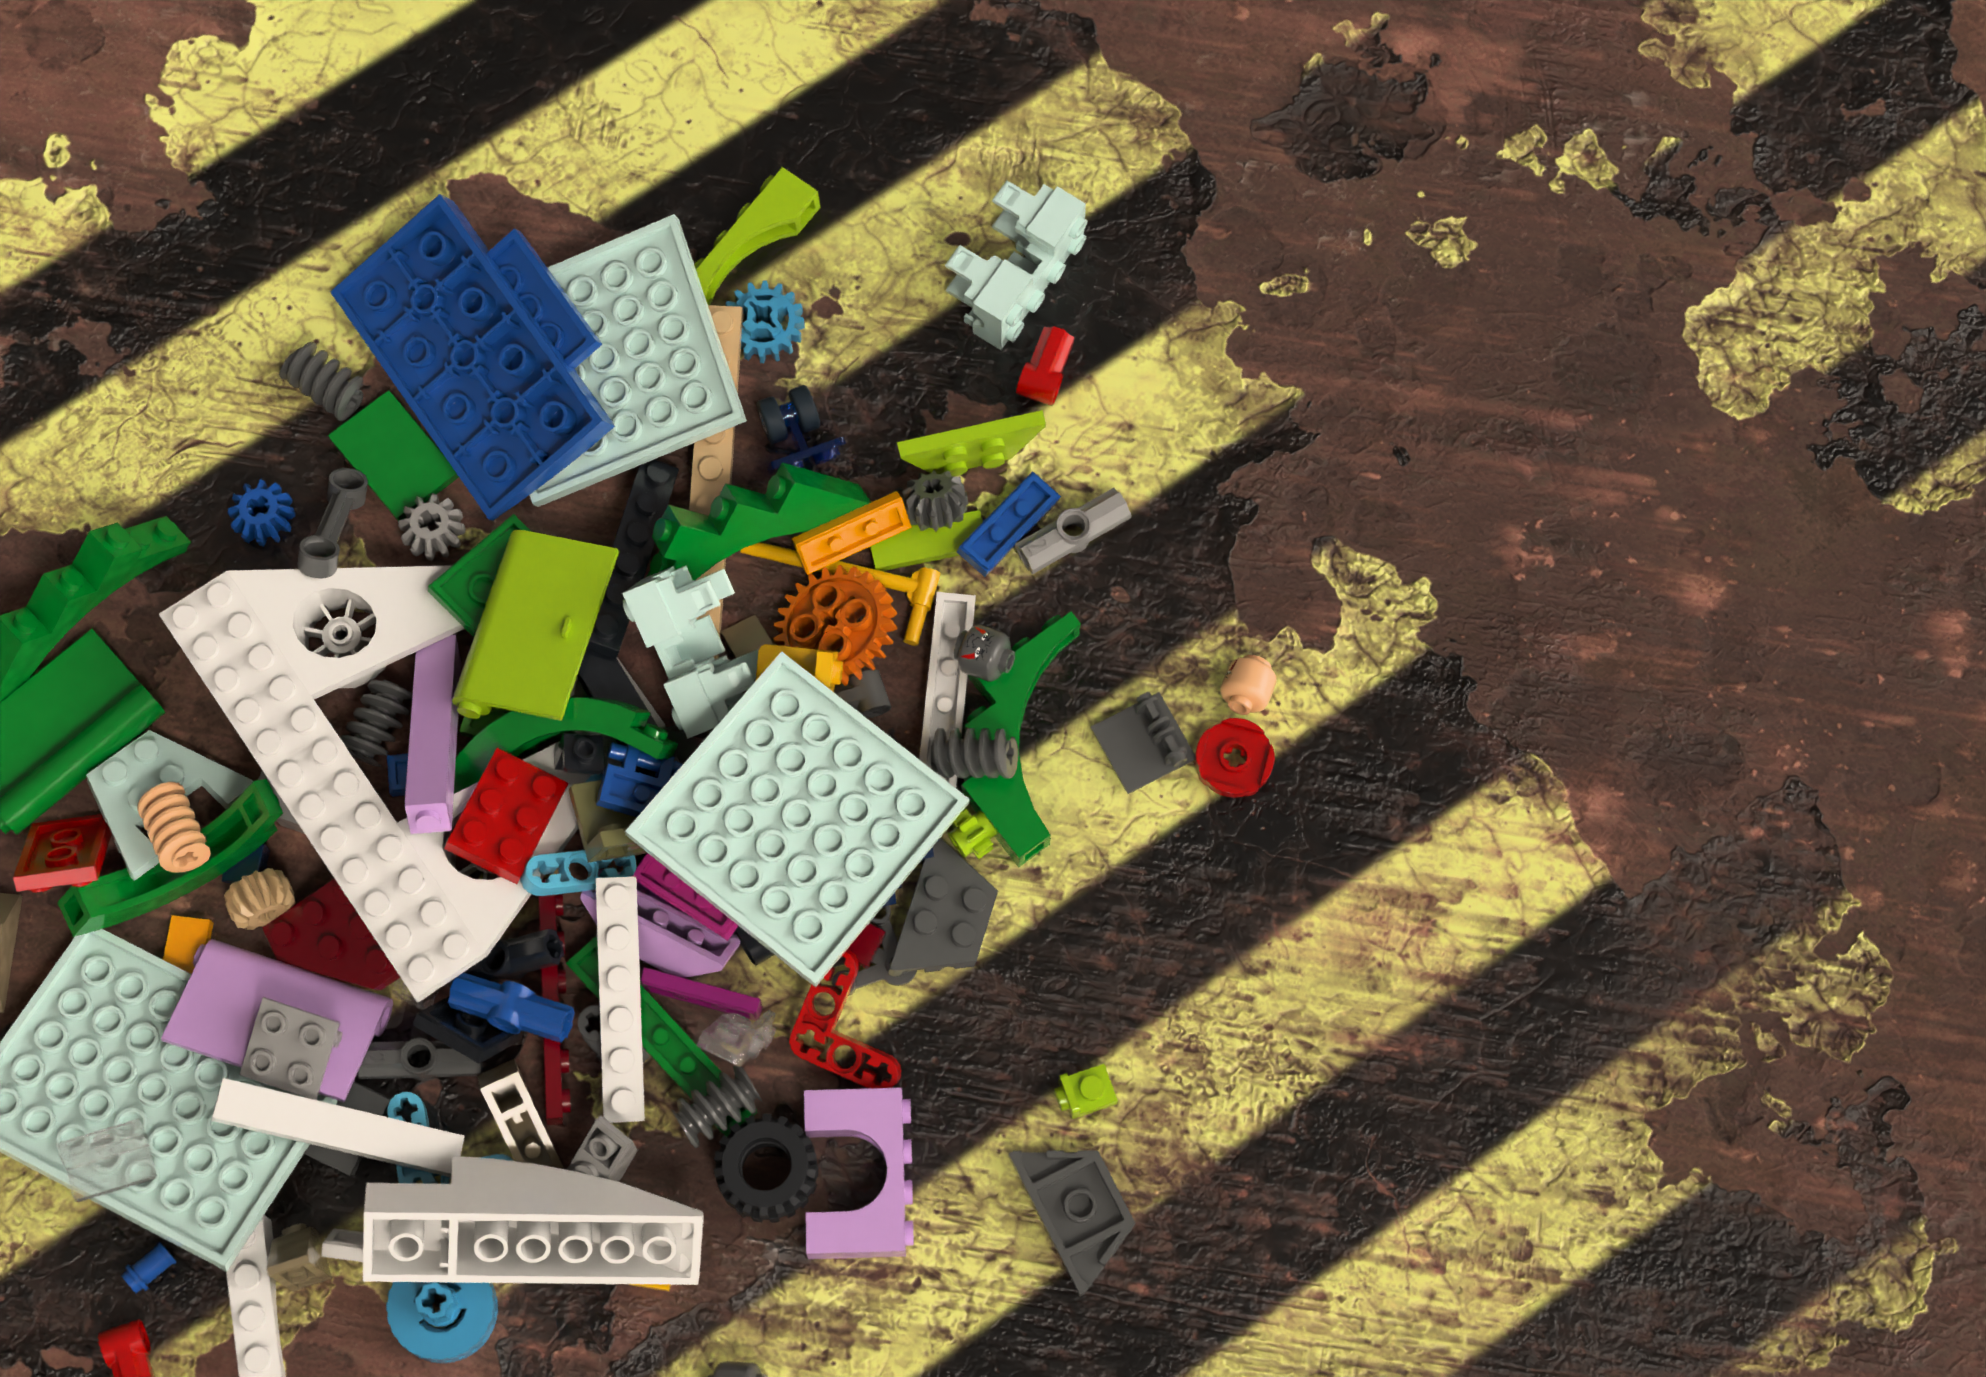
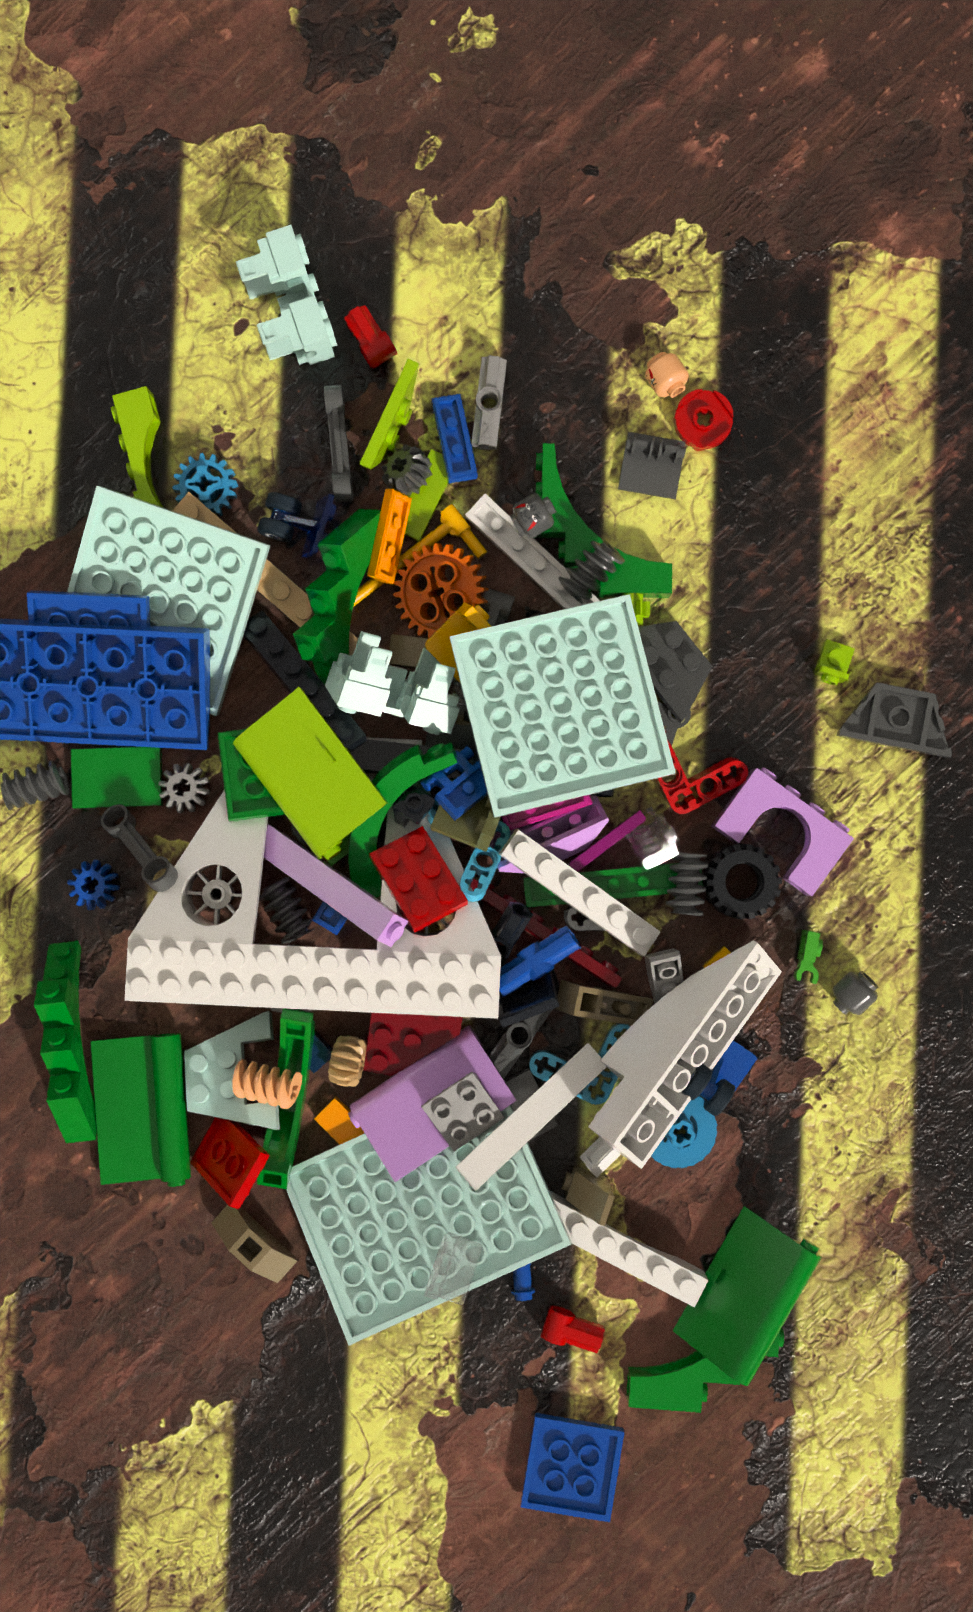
camera: 50 degrees left, 15 degrees up
(532, 1309) = (722, 1081): none -> plate
(749, 1301) = (809, 949): none -> bright green plate
(875, 446) = (338, 443): none -> dark grey piece

